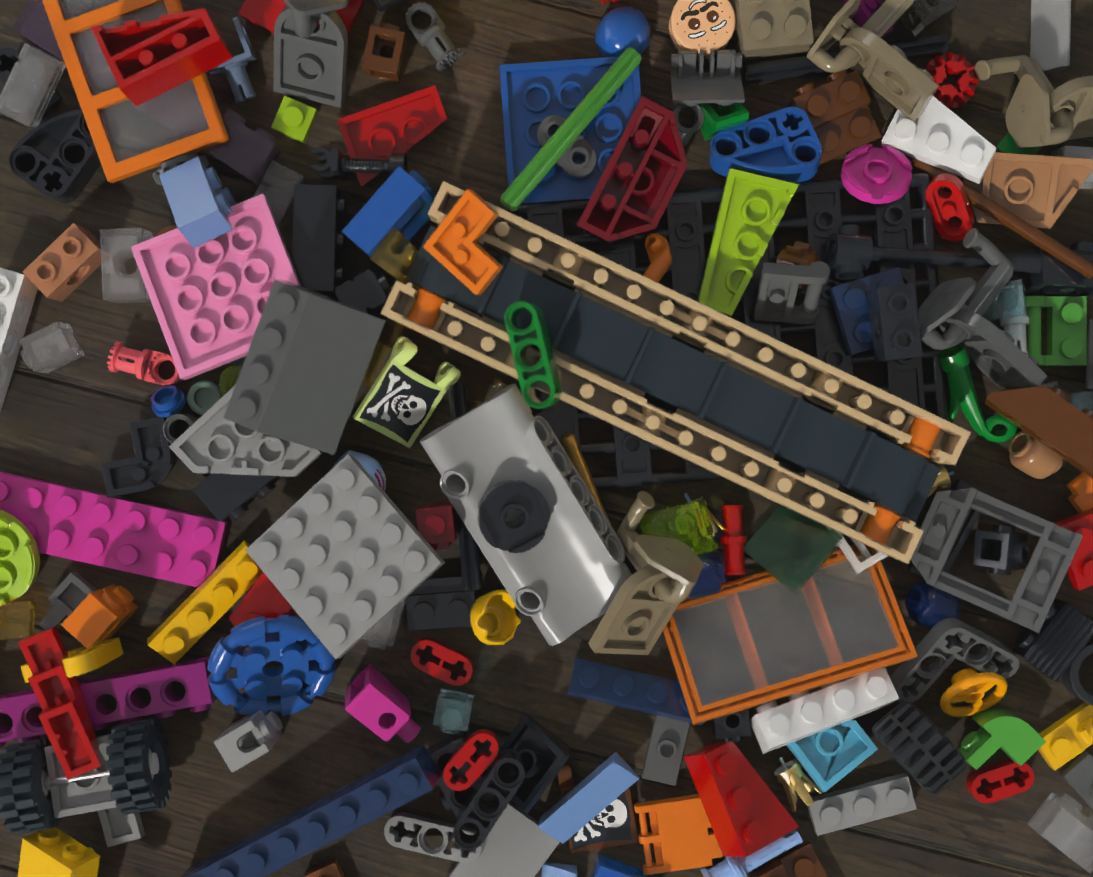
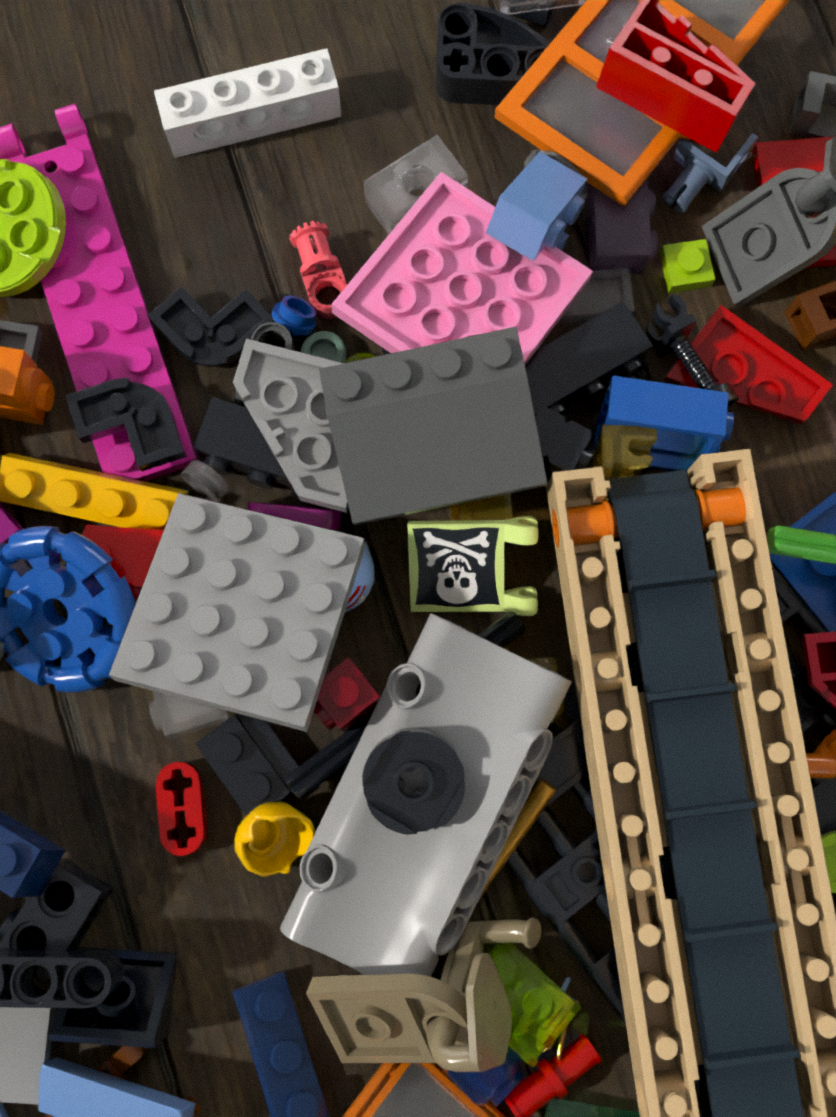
camera: 55 degrees right, 10 degrees down
(50, 348) = (276, 162): clear brick -> none
(65, 263) = (376, 124): nougat brick -> none
(169, 542) = (133, 408): none -> black plate
(244, 526) = (205, 480): none -> clear tile
(303, 483) = (312, 516): none -> magenta plate
(380, 706) = (82, 768): dark pink torso -> none
(453, 711) = (127, 861): clear light blue brick -> none
(456, 242) = (695, 504): orange plate -> none
(464, 754) = (75, 934): red beam -> none
(520, 341) = (634, 653): green beam -> none

